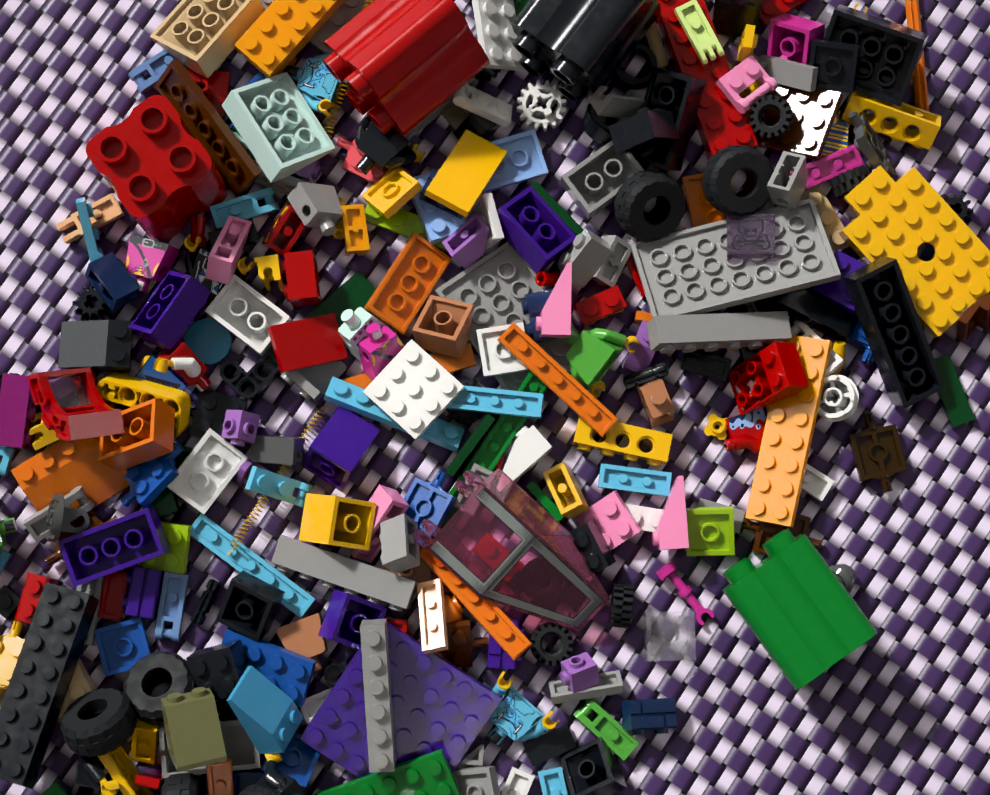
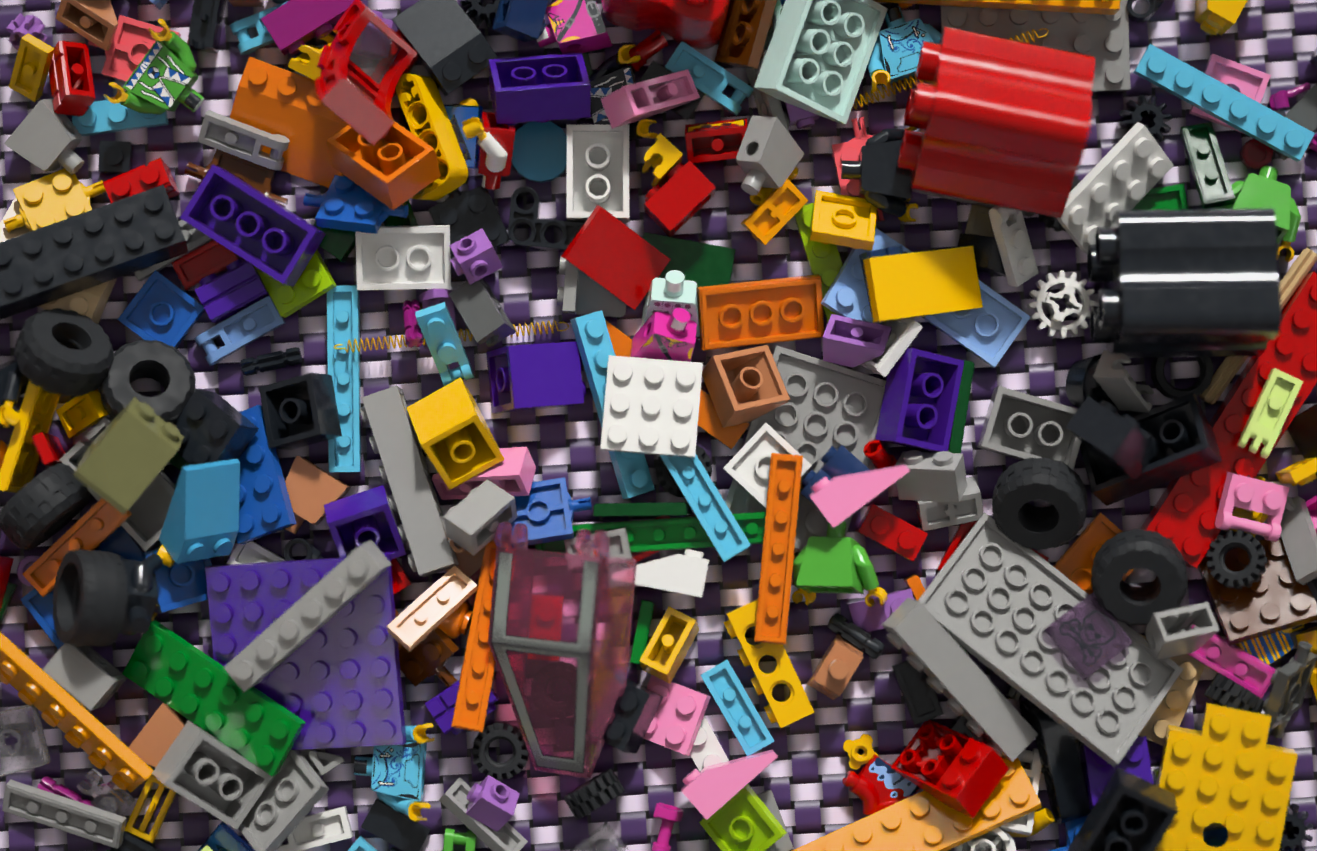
camera: 55 degrees right, 5 degrees up
(59, 518) = (238, 147): dark grey tile -> none
(251, 497) = (412, 330): none -> magenta axle

